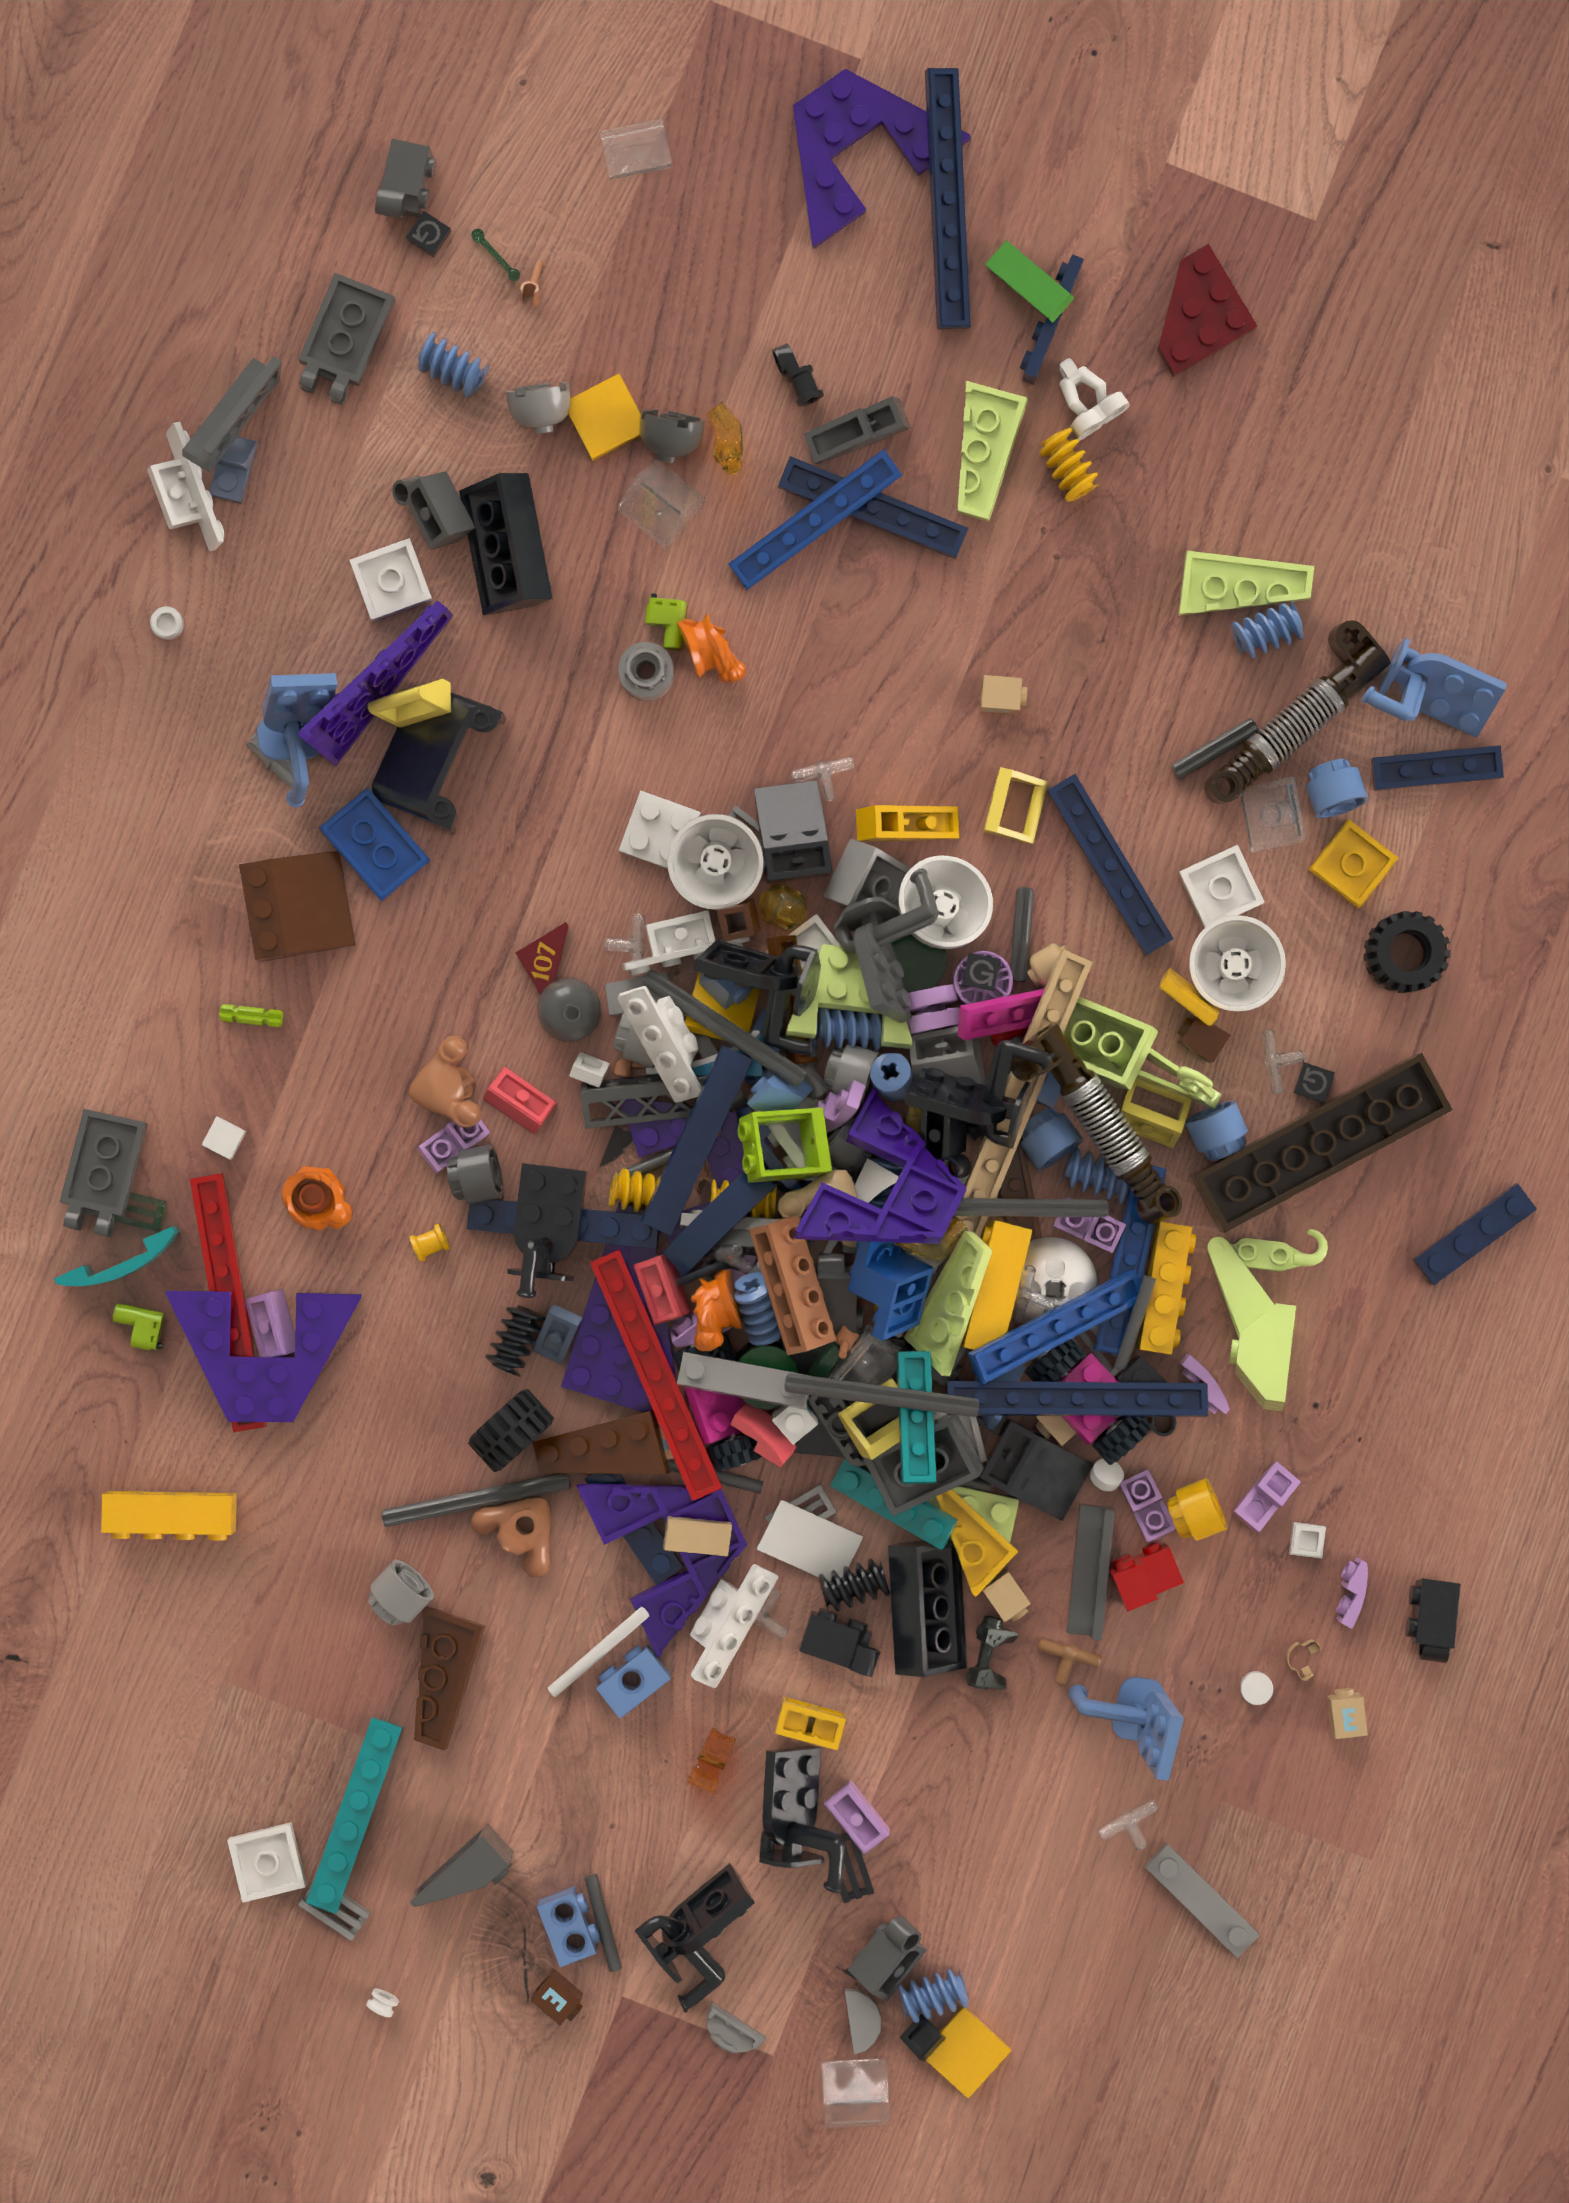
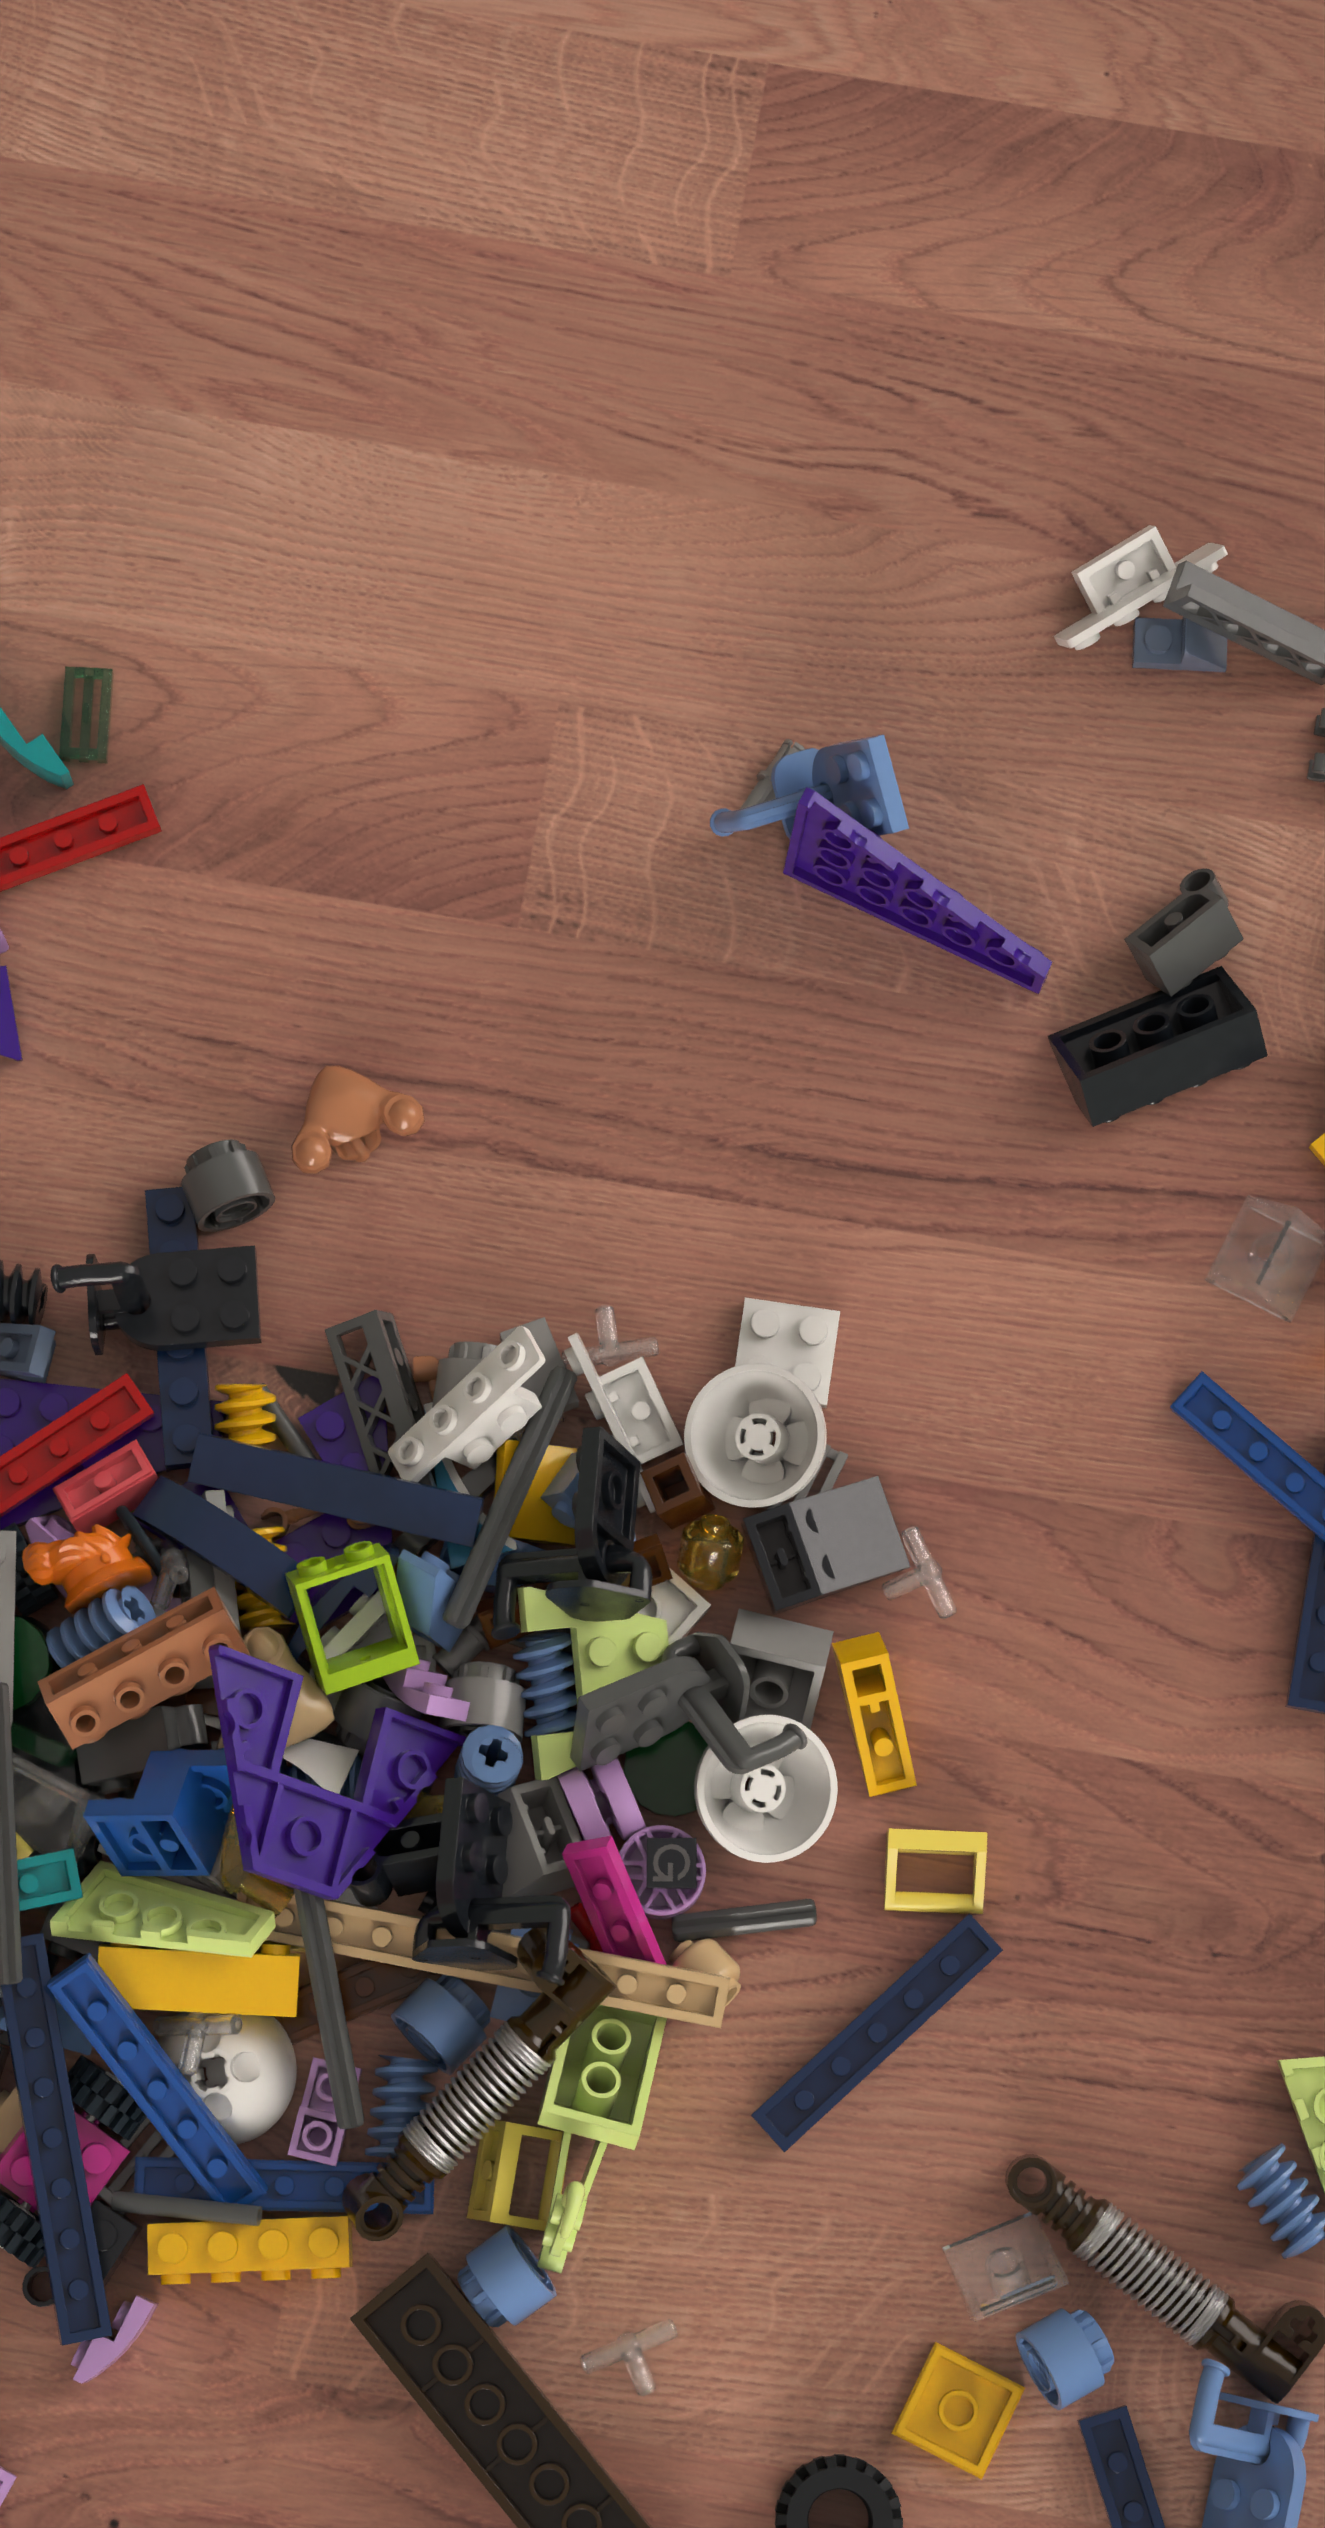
camera: 80 degrees right, 10 degrees down
(102, 1170) = (132, 661): dark grey tile -> none
(167, 623) = (937, 597): white tile -> none
(224, 1138) = (213, 822): white tile -> none
(251, 1015) = (397, 825): lime axle -> none
(296, 905) = (568, 855): reddish brown slope -> none
(316, 1199) = (148, 966): orange piece -> none
(374, 844) = (680, 948): blue tile -> none
(391, 580) = (1069, 894): white plate -> none
(414, 704) = (894, 958): light yellow tile -> none
(422, 758) = (831, 990): black windscreen -> none
(429, 1242) = (115, 1141): yellow bush -> none
(448, 1142) = (270, 1140): lavender slope -> none
(519, 1100) = (349, 1229): coral slope -> none
(543, 957) = (562, 1221): dark red tile -> none
(569, 1009) = (495, 1272): dark grey cylinder -> none
(589, 1069) = (413, 1319): white tile -> none
(642, 654) = (1020, 1258): light grey piece -> none
(666, 614) = (1107, 1302): lime piece -> none
(710, 650) = (1067, 1368): orange piece -> none
(845, 1339) = (75, 1767): nougat hand -> none
(1002, 694) = (1097, 1816): tan brick -> none
(1188, 997) = (699, 2192): yellow tile -> none
(1202, 1039) = (643, 2227): reddish brown brick -> none
(1214, 748) = (1087, 2157): dark grey axle -> none
(1221, 886) = (878, 2210): white plate -> none
(1249, 949) = (756, 2295): white piece -> none
(1262, 1328) = (212, 2412): yellowish green slope -> none
(1313, 1082) = (609, 2417): black tile -> none

